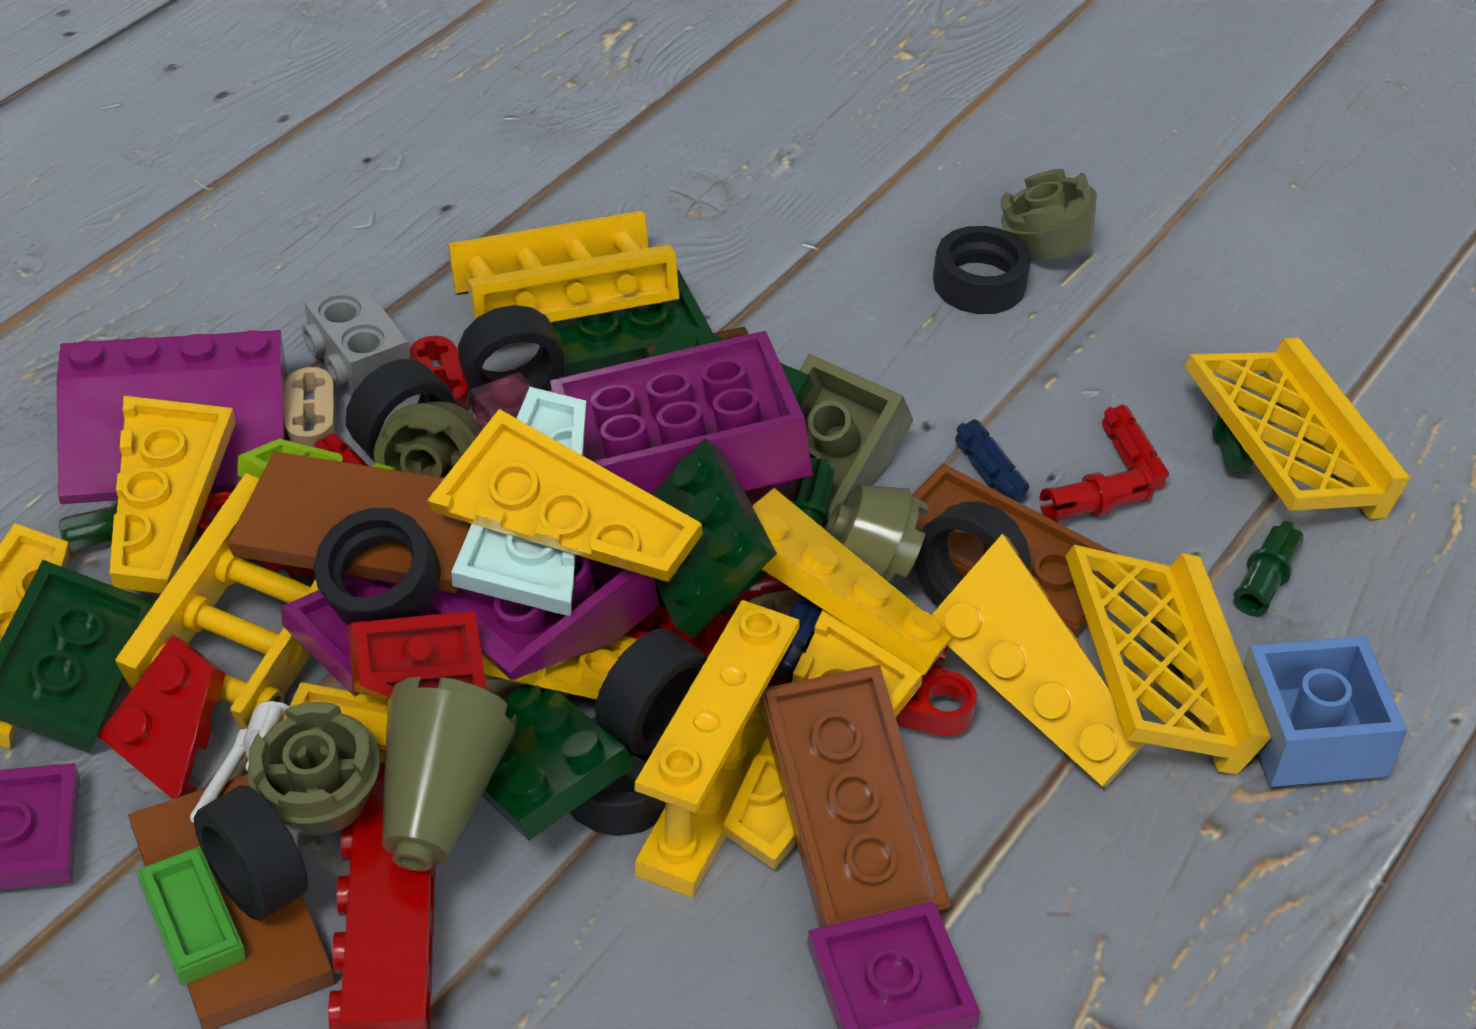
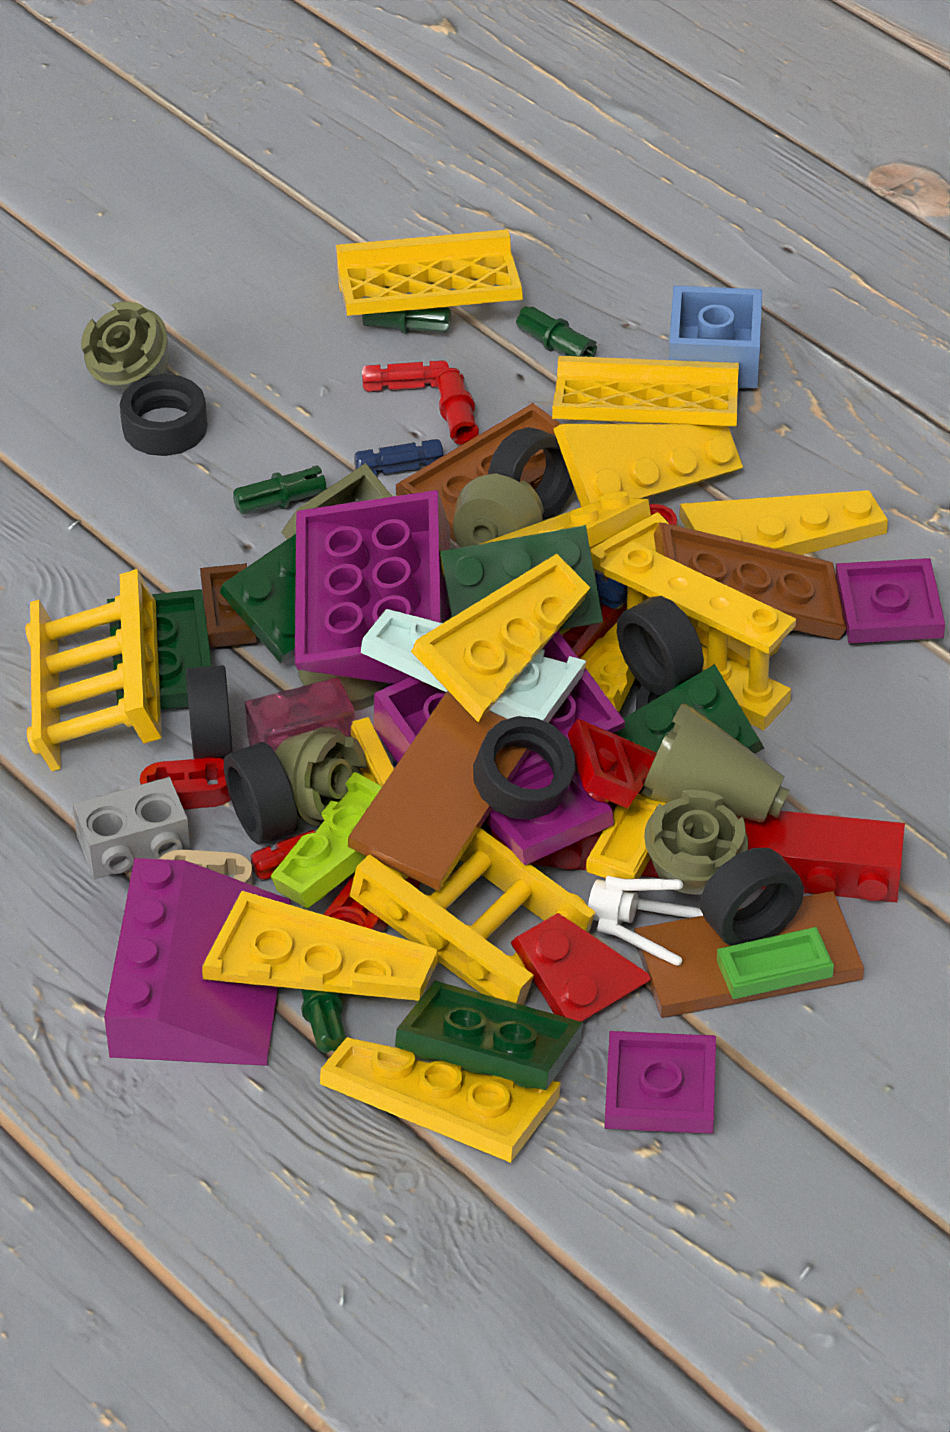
camera: 75 degrees left, 0 degrees up
(898, 373) = (279, 490): none -> dark green axle
(1007, 843) = (791, 522): none -> yellow wing

